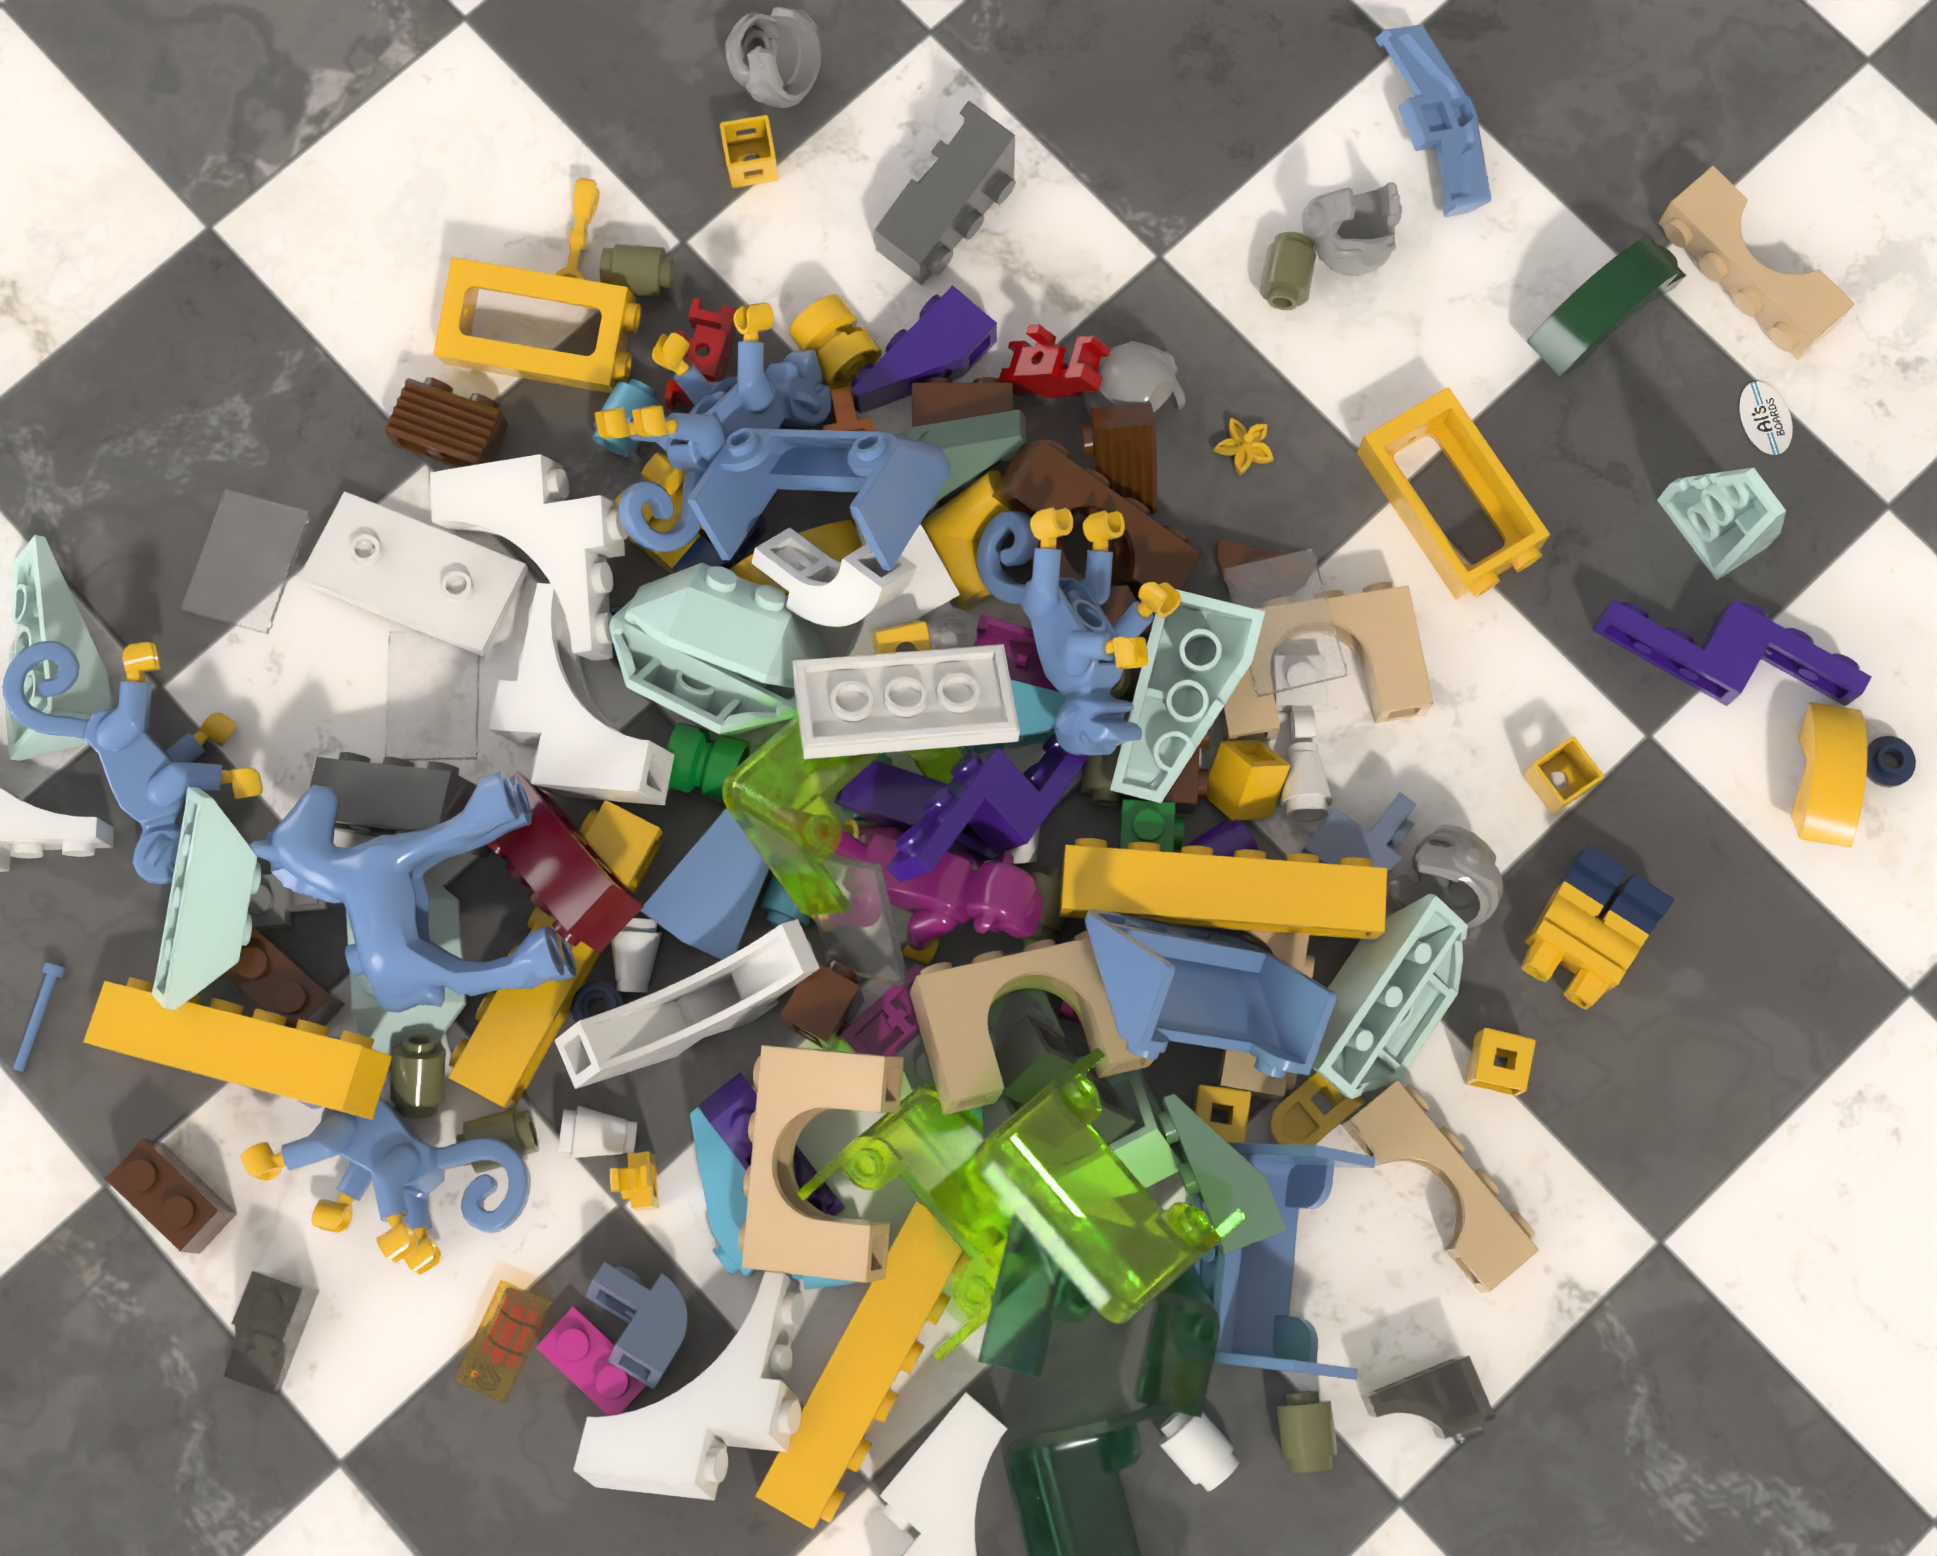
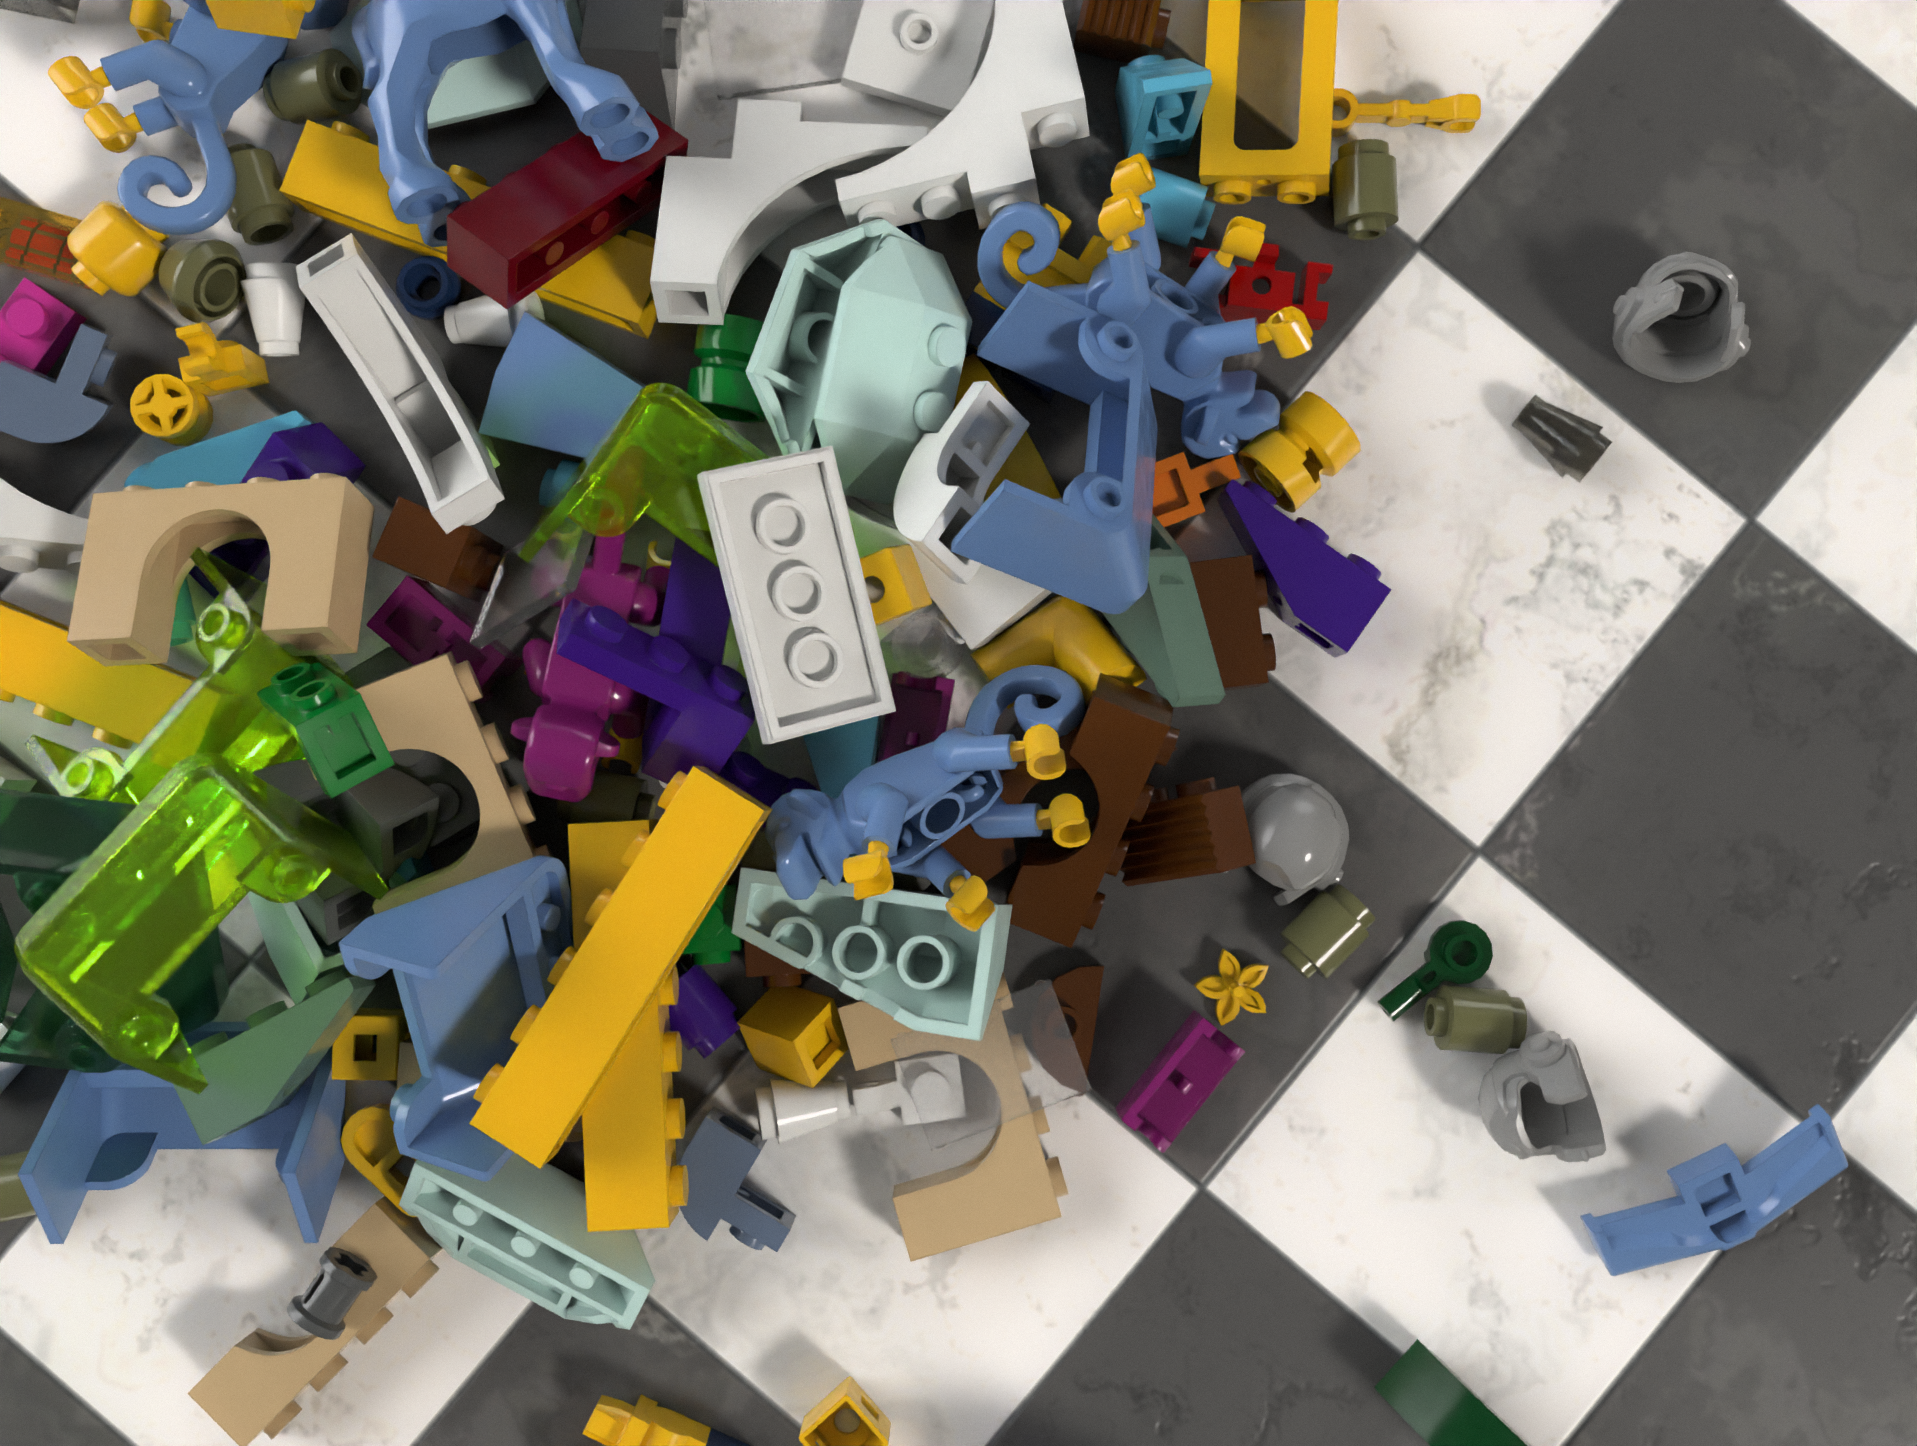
camera: 80 degrees right, 10 degrees up
(527, 1257) = (115, 251): none -> yellow head
(547, 406) = (1160, 105): none -> medium azure slope
(562, 1190) = (202, 278): none -> olive cone
(659, 1231) = (157, 402): none -> yellow wheel
(738, 147) = (1550, 291): yellow piece -> none
(851, 152) = (1562, 438): none -> clear smoke cone
(950, 197) = (1516, 571): dark grey wedge -> none
(959, 1058) = (328, 725): none -> green bracket
(1052, 376) = (1285, 729): red piece -> none
(1176, 868) = (620, 964): none -> yellow brick
(1210, 369) = (1326, 932): none -> olive brick
(1236, 280) = (1454, 953): none -> dark green plate
(1311, 493) = (1178, 1081): none -> magenta hinge
(1417, 1152) = (331, 1293): none -> dark grey bush
(1443, 1396) = (73, 1331): clear smoke arch -> none
(1455, 869) = (695, 1304): light grey helmet -> none
(1482, 473) = (1222, 1303): yellow piece -> none
(1519, 1055) = (472, 1401): yellow piece -> none

